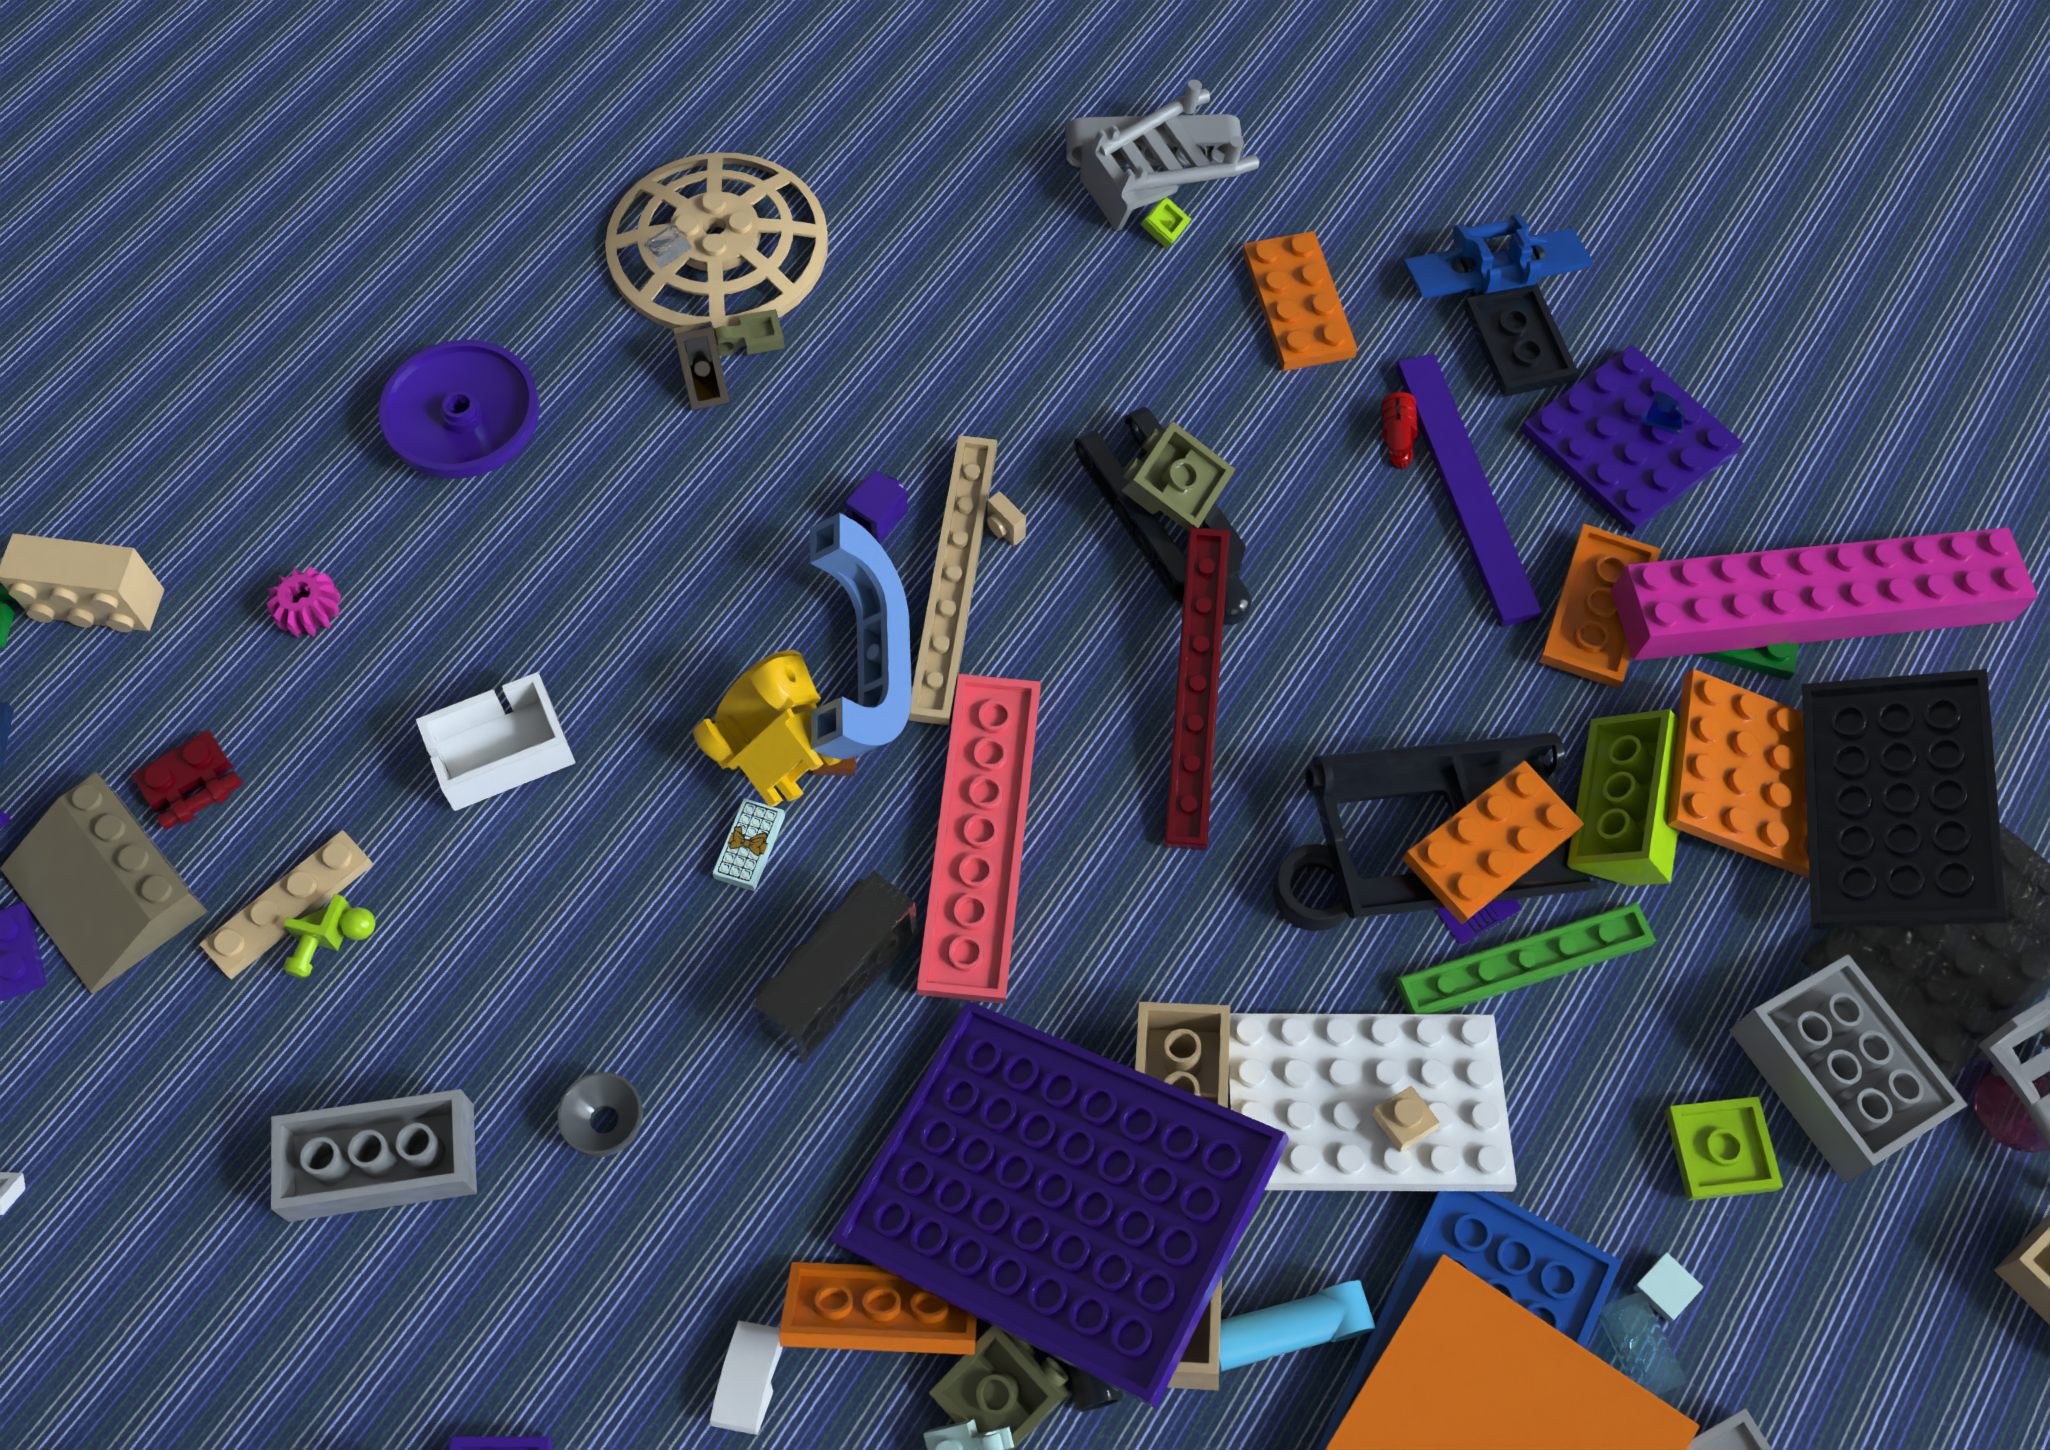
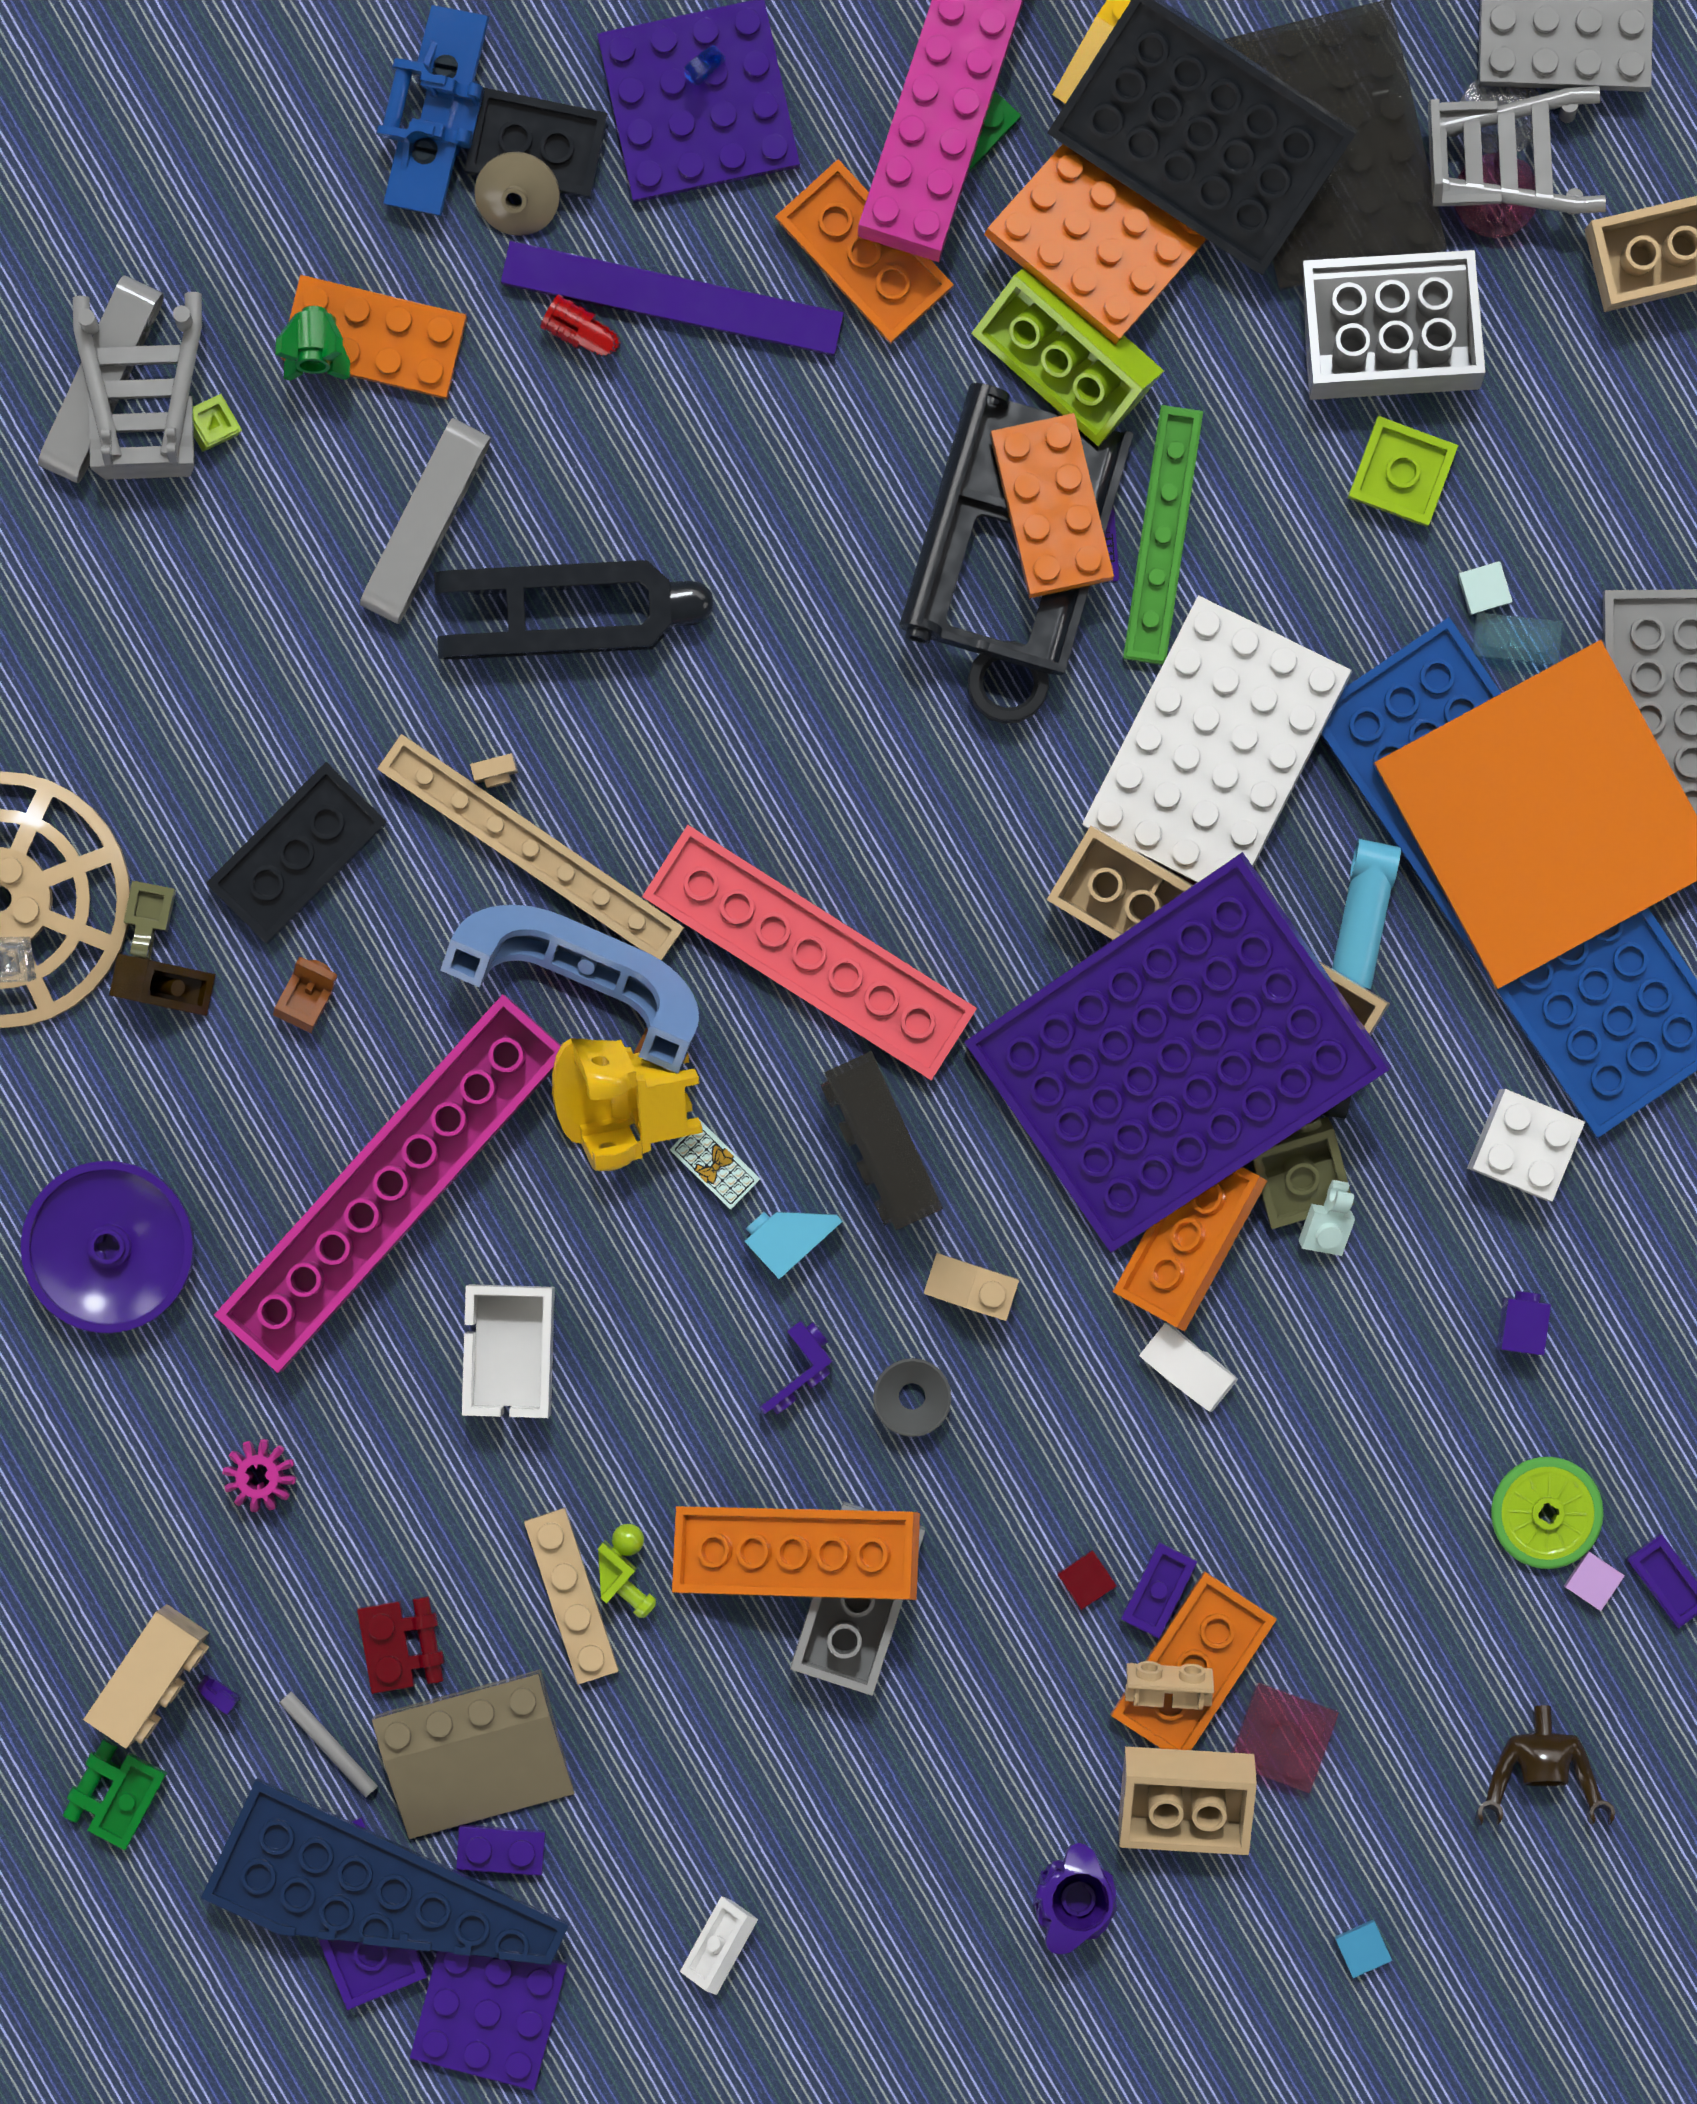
camera: 60 degrees left, 25 degrees up
(73, 761) = (328, 1744): none -> light grey bar
(88, 656) = (218, 1694): none -> dark purple tile
(394, 1071) = (796, 1552): none -> orange plate
(483, 1383) = (1086, 1579): none -> dark red tile
(604, 586) = (390, 1184): none -> dark pink brick
(612, 1001) = (811, 1342): none -> dark purple bracket
(706, 934) = (788, 1237): none -> medium azure slope
(735, 1126) = (971, 1286): none -> tan slope
(743, 465) = (306, 994): none -> dark orange bracket
(859, 412) = (297, 853): none -> black plate
(878, 504) = (417, 884): dark purple brick -> none
(1177, 476) = (550, 591): olive plate -> none
(1179, 387) = (425, 520): none -> light grey beam
(1197, 690) = (765, 683): dark red tile -> none
(1270, 243) = (312, 345): none -> green brick
(1405, 1118) = (1255, 731): tan plate -> none
(1483, 350) = (520, 175): none -> dark tan dish

